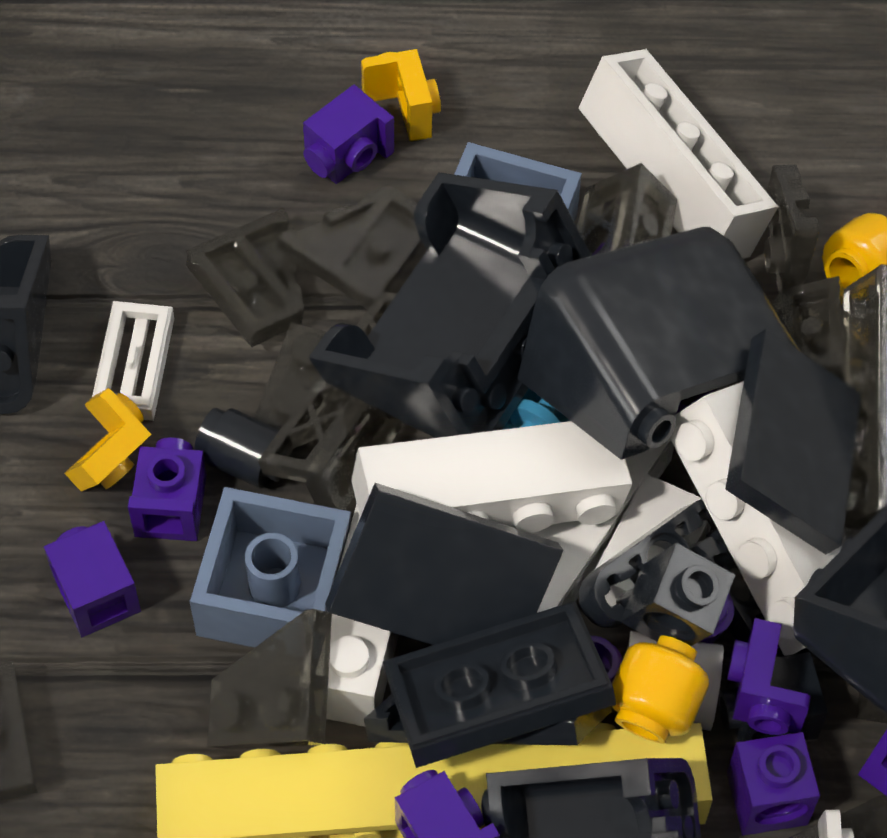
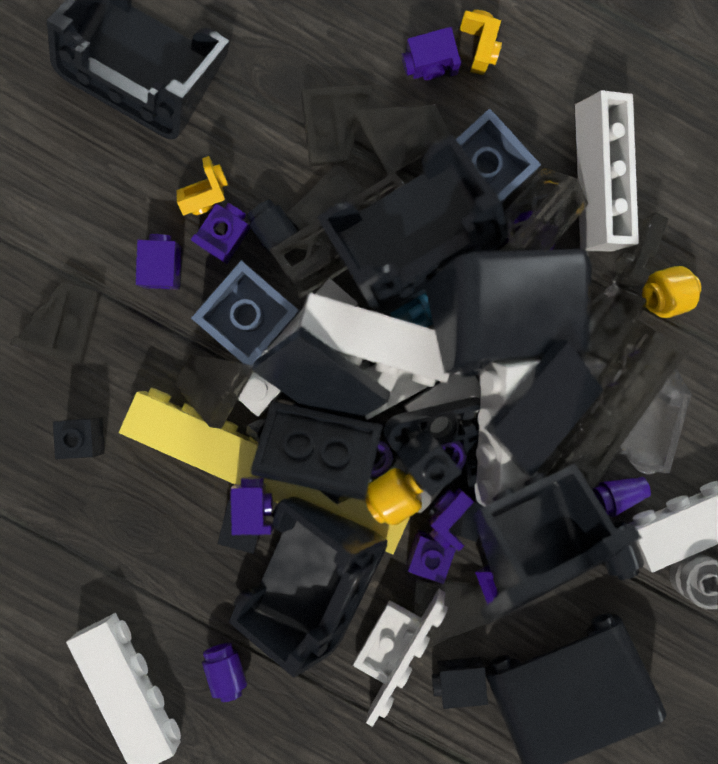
camera: 25 degrees right, 30 degrees up
(143, 313) = (232, 130): white tile -> none

